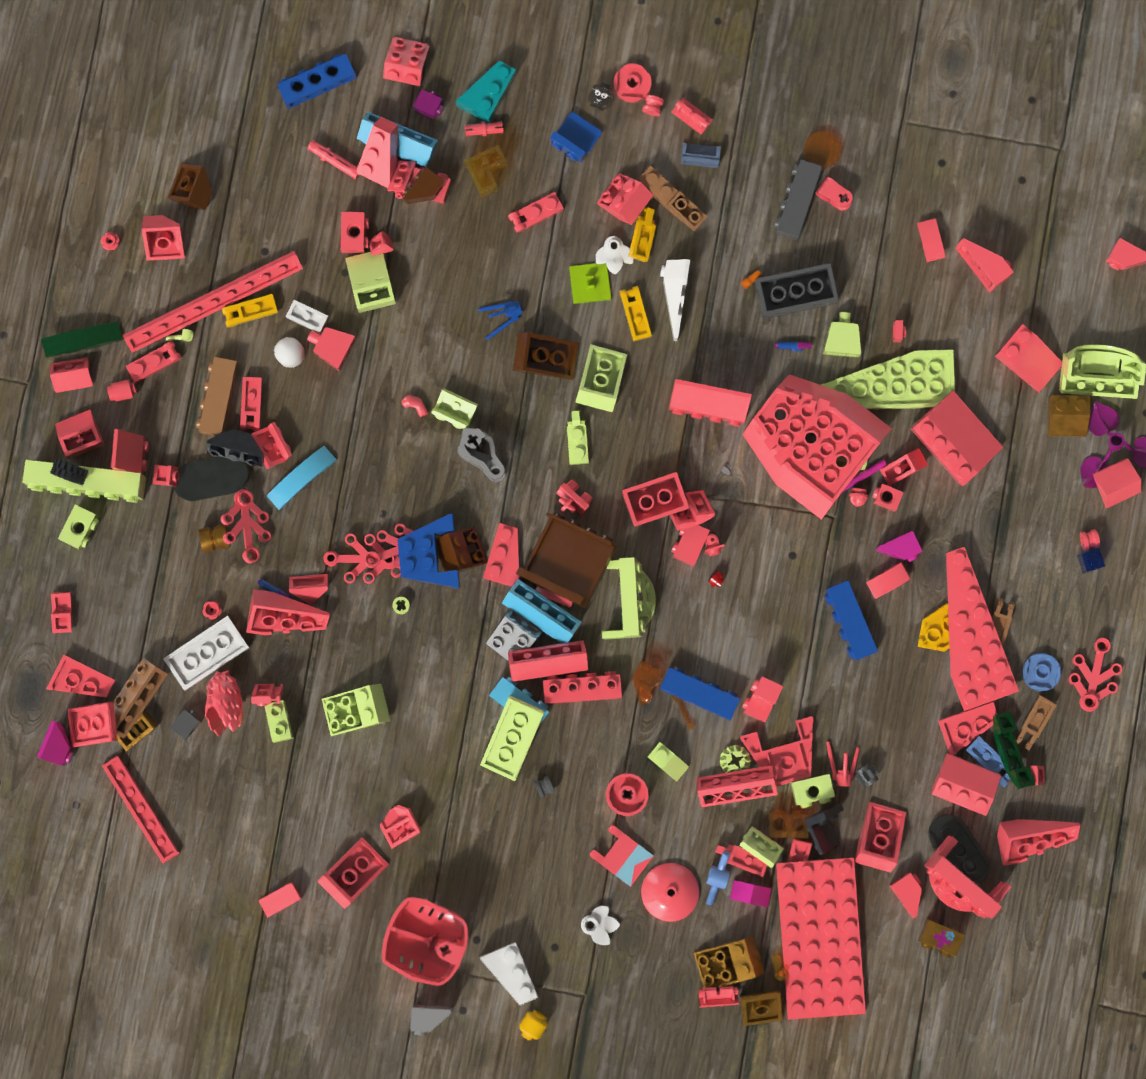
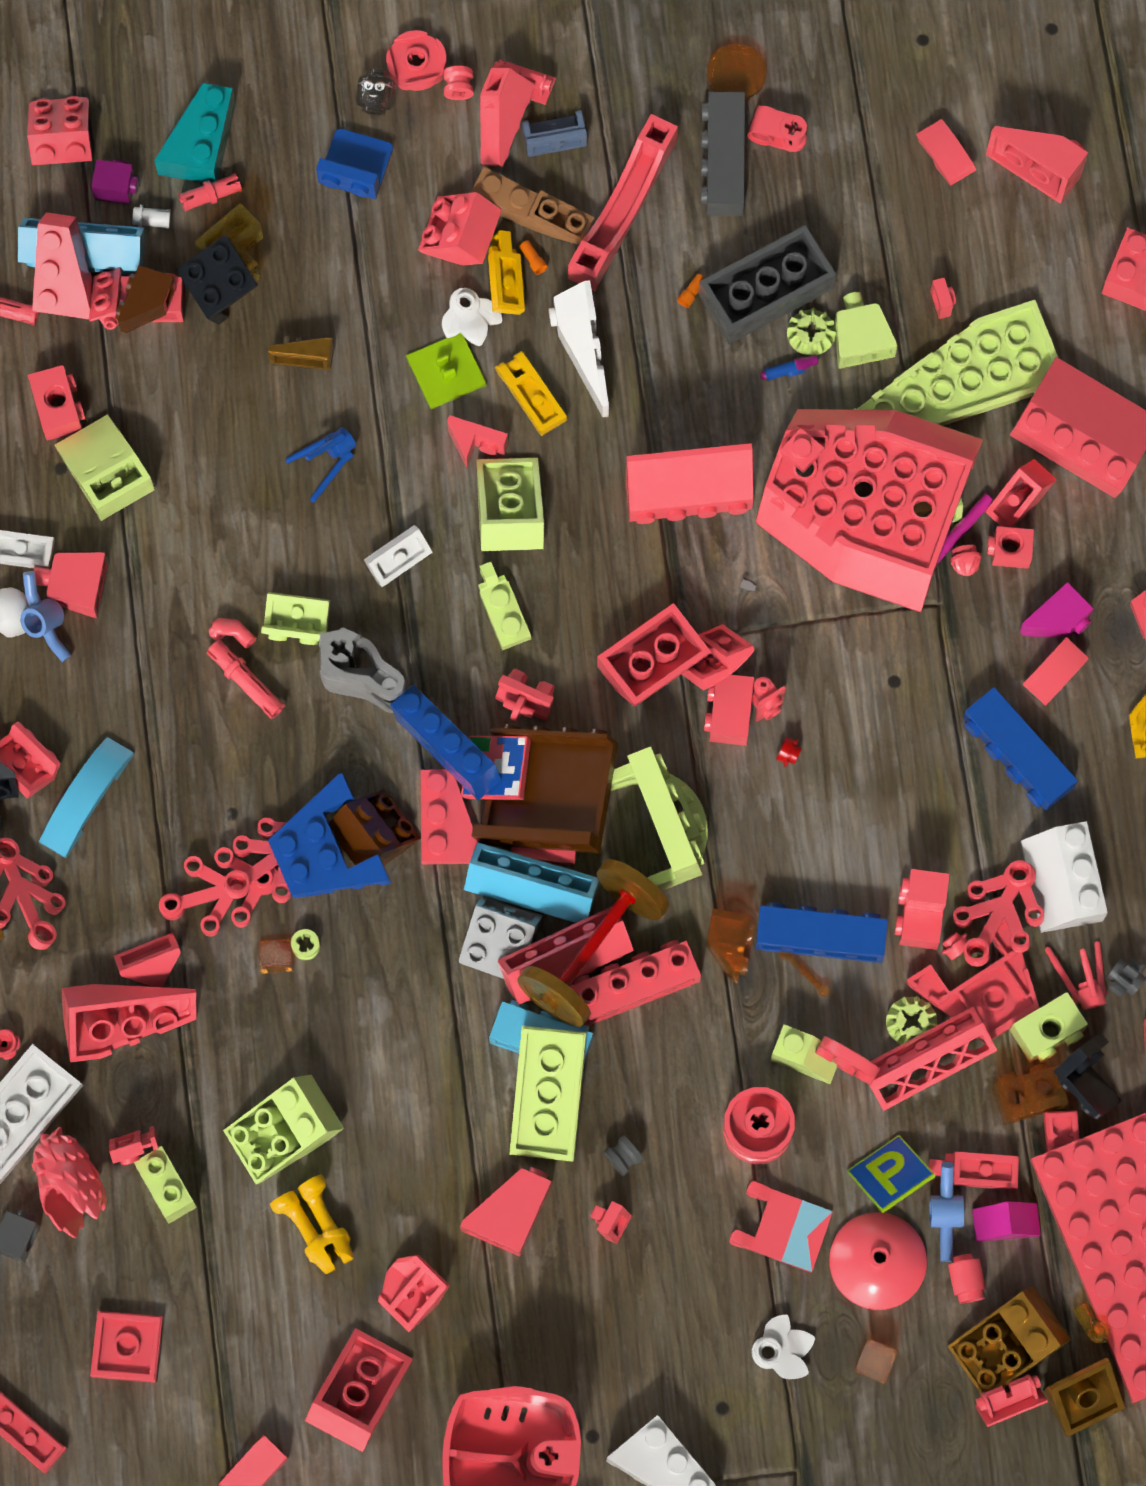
camera: 15 degrees left, 10 degrees down
(230, 806) = (127, 1346): none -> coral tile
(269, 587) = (81, 979): blue piece -> none
(307, 363) = (43, 617): none -> medium blue piece
(355, 781) = (312, 1193): none -> yellow piece
(381, 244) = (103, 407): coral slope -> none
(382, 606) = (275, 956): none -> clear orange slope
(411, 430) = (236, 669): none -> coral pin
(444, 133) = (151, 217): none -> white pin
(470, 187) = (217, 278): none -> black bracket
(470, 799) = (510, 1211): none -> coral slope
(510, 248) = (306, 354): none -> pearl gold slope
(518, 513) = (445, 742): none -> blue brick
(526, 389) = (398, 556): none -> white plate
(526, 823) = (611, 1221): none -> coral tile
(536, 212) = (330, 290): coral plate -> none
(543, 536) = (511, 759): none -> tile
(545, 356) = (411, 495): reddish brown slope -> none
(589, 328) = (469, 434): none -> coral slope
(596, 637) = (632, 892): none -> pearl gold piece
(650, 949) = (876, 1360): none -> clear orange slope
(664, 233) = (536, 262): none -> orange piece
(673, 132) = (501, 111): none -> coral slope
(689, 774) = (847, 1060): none -> coral tile
(693, 846) = (890, 1173): none -> blue piece
(717, 919) = (967, 1278): none -> coral brick
(727, 213) = (631, 191): none -> coral arch
(761, 846) = (999, 1139): yellowish green bracket -> none
(775, 724) = (954, 945): none -> coral plate
(781, 404) = (802, 450): none -> coral plate
(805, 329) = (821, 341): none -> yellowish green gear
(807, 711) = (999, 909): none -> coral plant
(851, 704) = (1066, 877): none -> white slope

